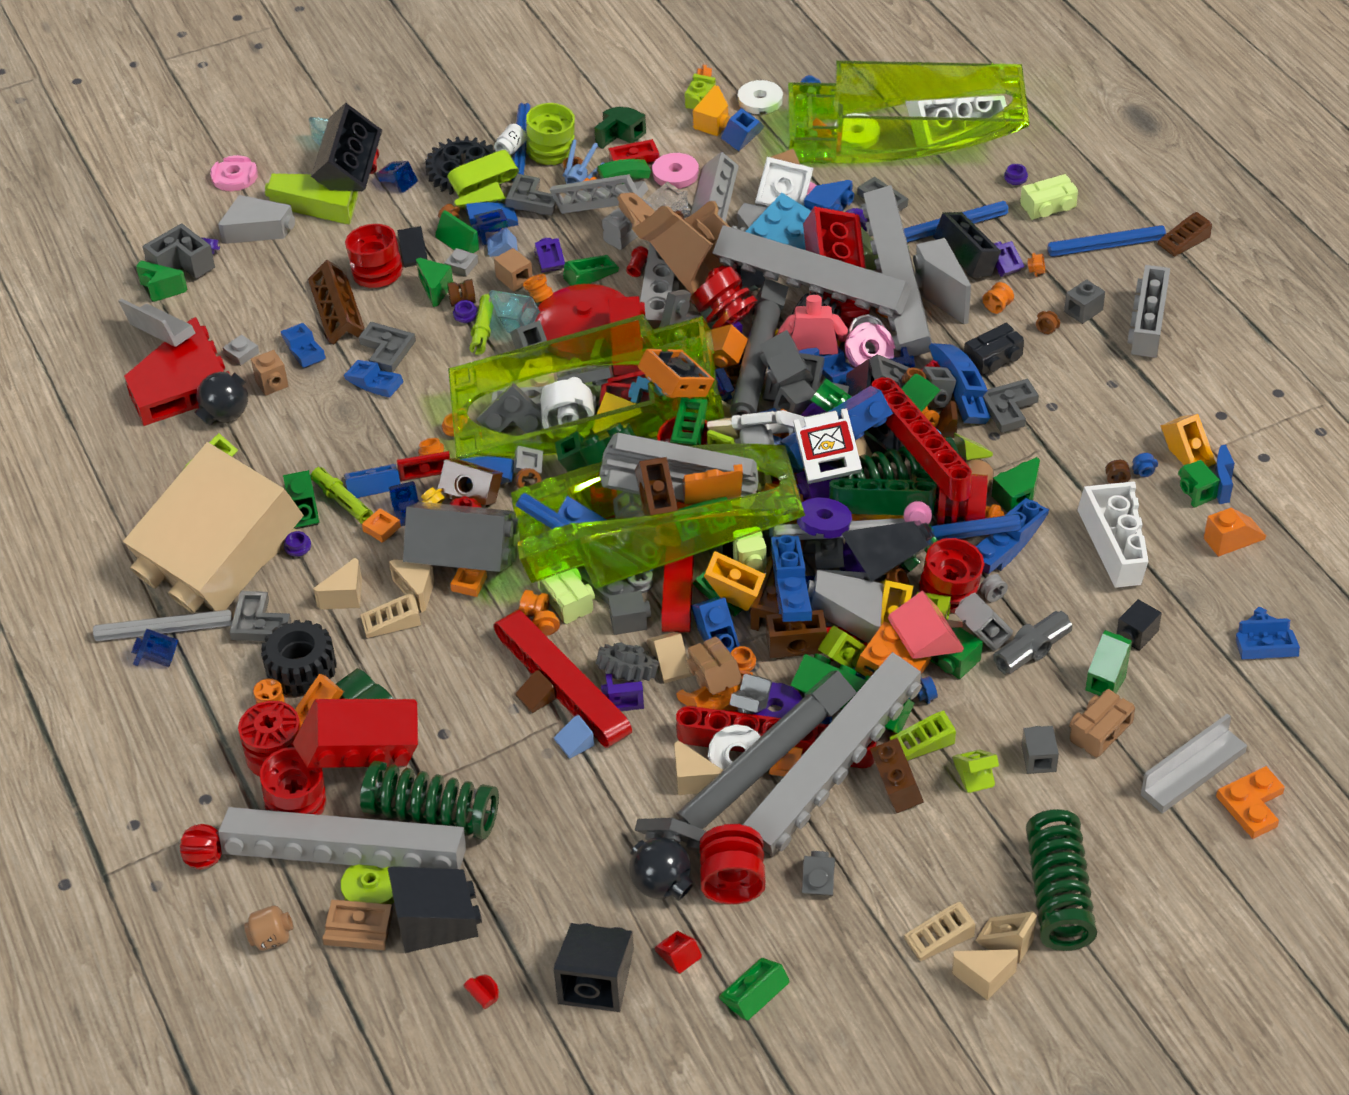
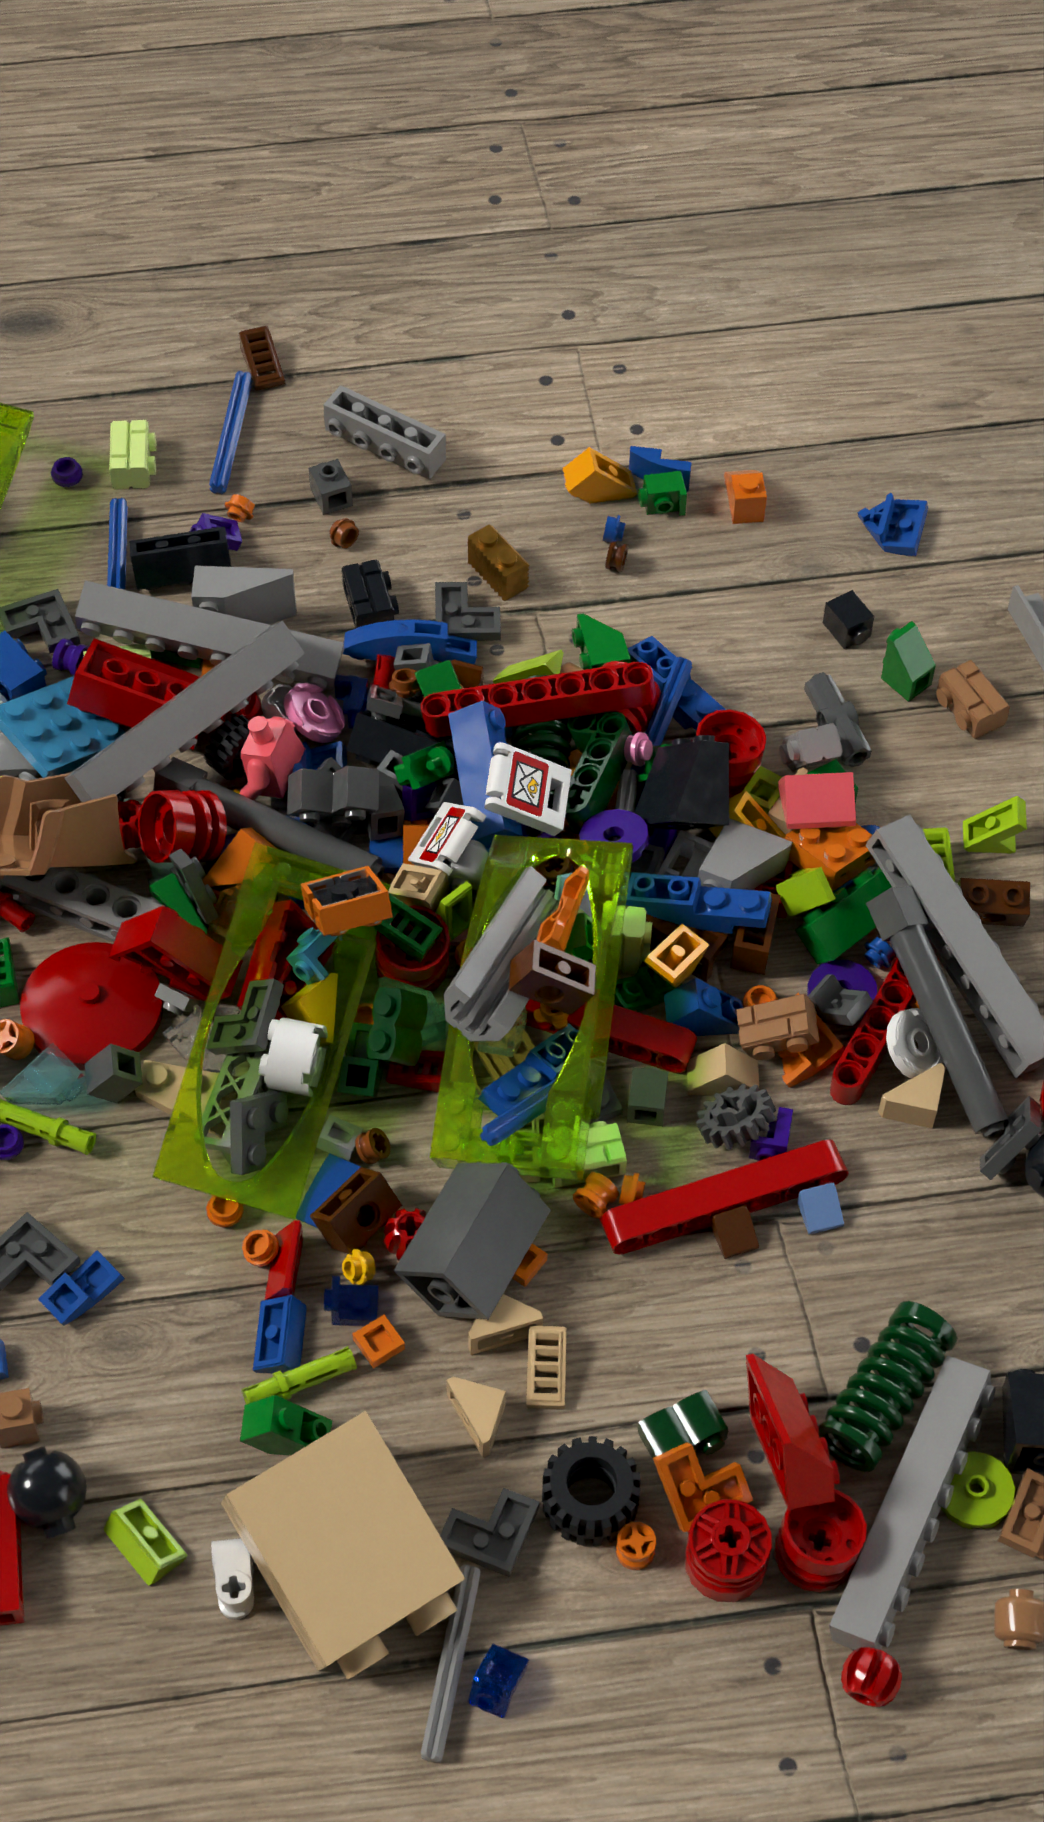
camera: 75 degrees left, 10 degrees up
(998, 297) = (282, 557): orange wheel -> none
(1039, 749) = (990, 765): dark grey brick -> none
(1067, 406) = (498, 562): none -> pearl gold brick
(1115, 529) = (716, 587): white wedge -> none

